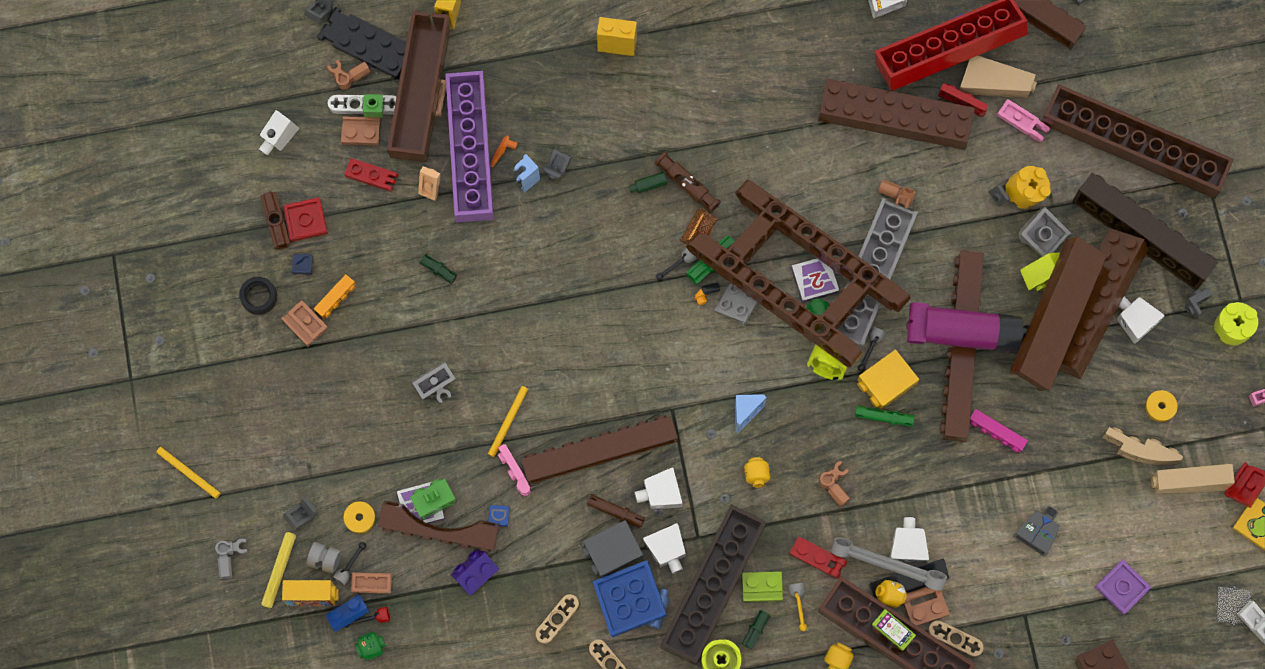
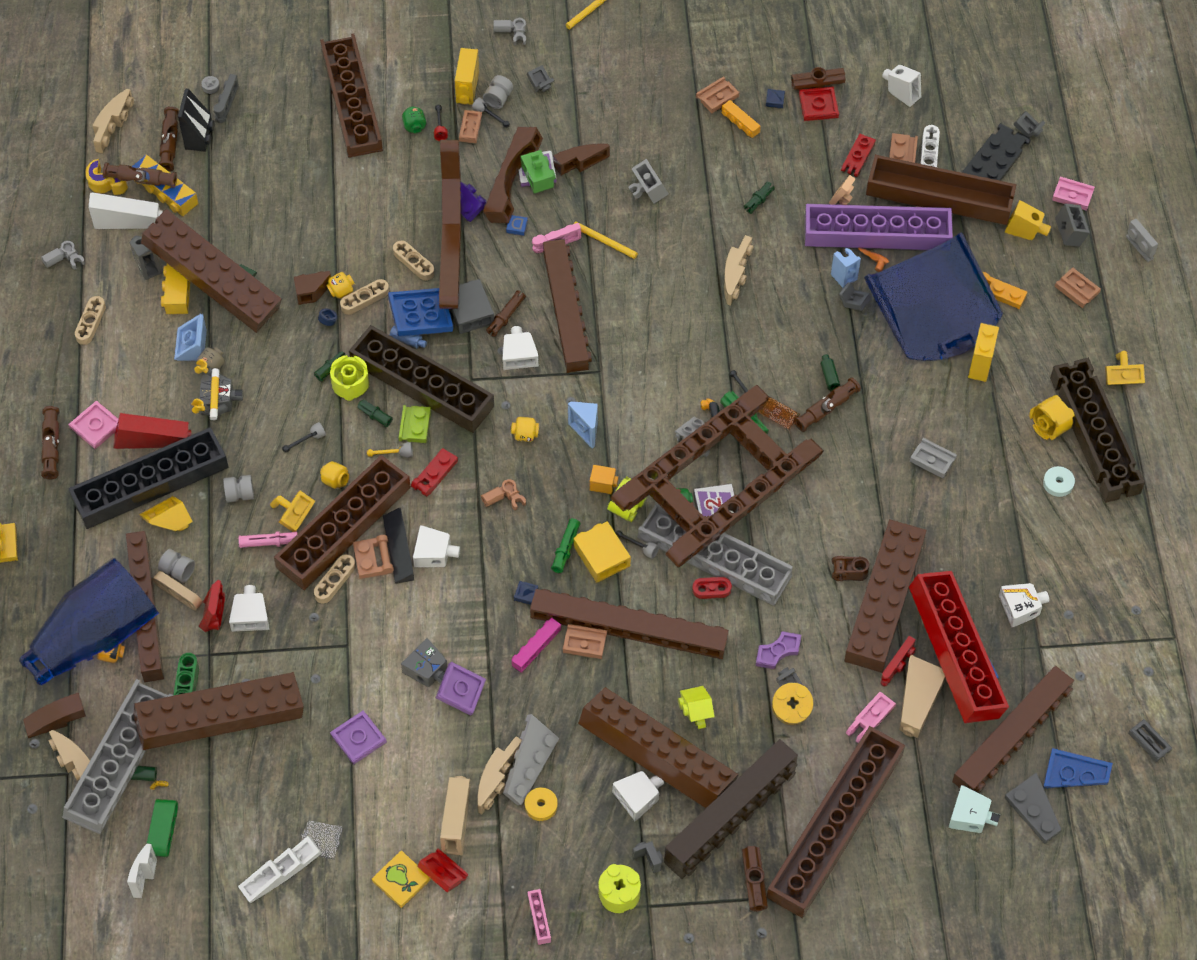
camera: 95 degrees right, 15 degrees down
(252, 282) = (747, 52): black tyre -> none
(278, 570) = (502, 66): light yellow axle -> none
(345, 79) = (956, 142): nougat bar -> none
(347, 613) = (446, 107): blue plate -> none
(353, 511) = (534, 117): yellow piece -> none
(373, 110) = (924, 154): bright green plate -> none
(405, 458) = (580, 157): none -> reddish brown slope
(511, 583) = (450, 225): none -> reddish brown beam
(529, 28) = (1005, 292): none -> light orange plate
(542, 286) = (735, 269): none -> tan slope
(554, 86) = (936, 301): none -> clear blue windscreen
(666, 547) = (464, 348): white torso -> none
(735, 81) = (933, 458): none -> light grey plate
(805, 388) = (603, 479): none -> light orange brick
(871, 152) = (848, 568): none -> reddish brown piece
(891, 593) = (385, 521): yellow head -> none
(893, 630) = (347, 511): tile -> none
(904, 195) = (796, 591): nougat bar -> none
(910, 274) = (711, 587): none -> red plate
(933, 579) = (415, 524): light grey piece -> none
(941, 448) = (525, 592): none -> dark blue tile
(965, 328) = (638, 615): magenta piece -> none
(971, 214) = (771, 654): none -> medium lavender tile
(987, 385) = (584, 641): none -> nougat plate
(1043, 232) = (740, 715): light grey slope -> none
(1058, 313) = (642, 693): reddish brown tile -> none
(1059, 494) = (460, 688): none -> medium lavender tile
(1103, 29) = (972, 812): none -> light aqua torso
(1126, 420) = (529, 759): none -> light grey wing
(1192, 211) = (755, 889): none -> reddish brown piece

